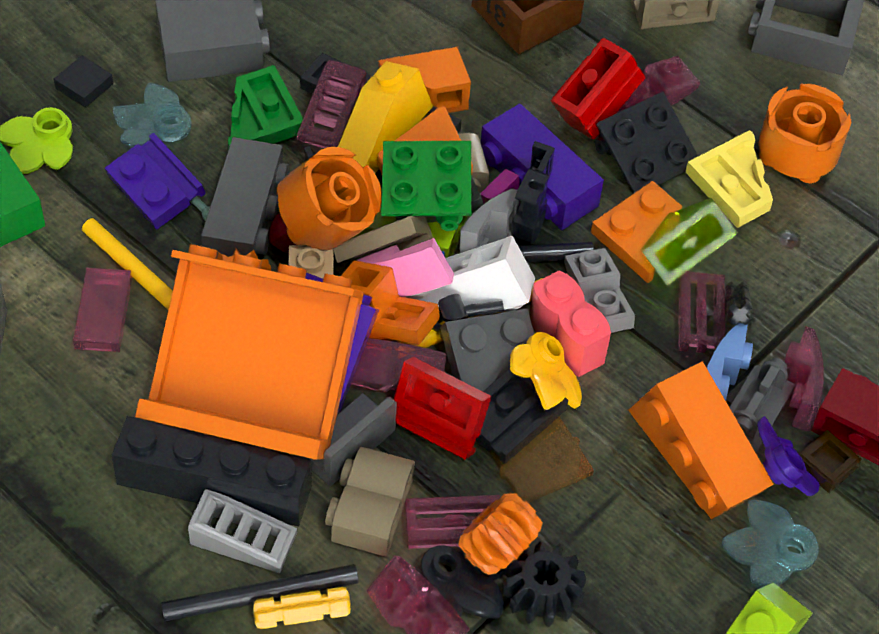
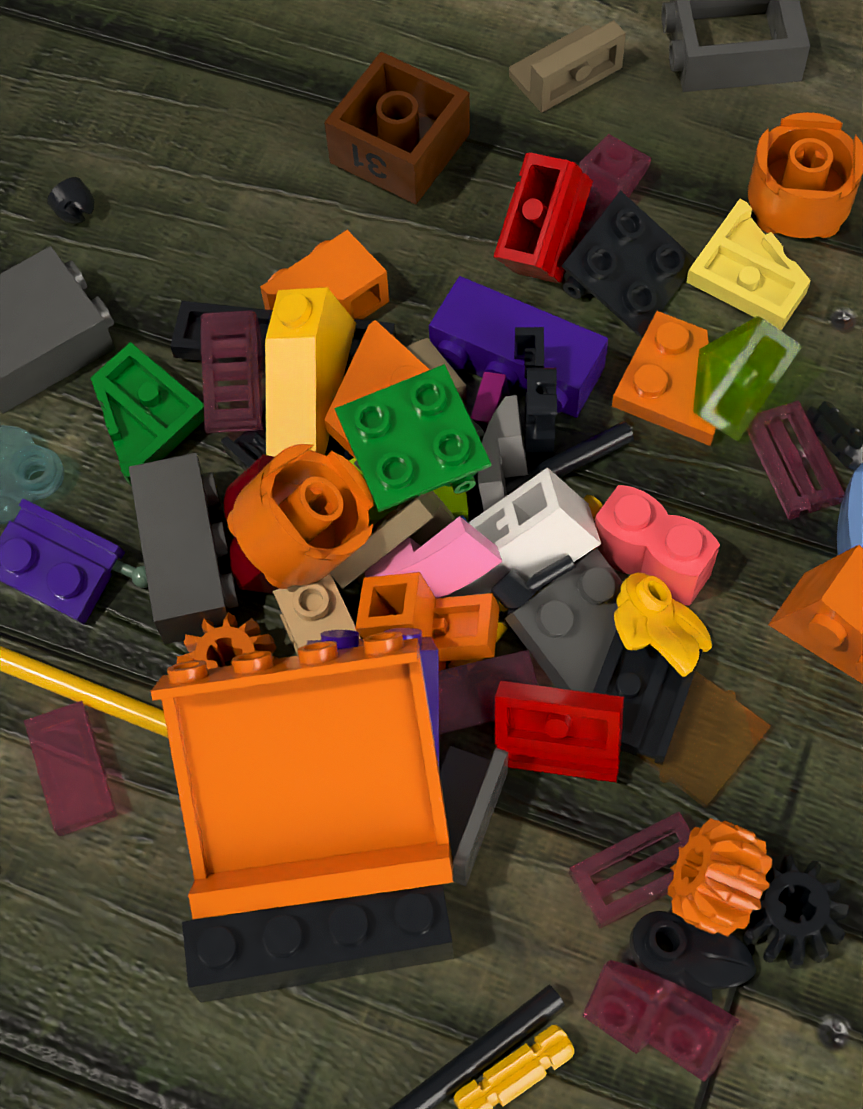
camera: 15 degrees left, 10 degrees up
(231, 511) = (367, 980): light grey slope -> none
(371, 500) = (533, 891): dark tan brick -> none
(601, 286) = (657, 468): light grey slope -> none

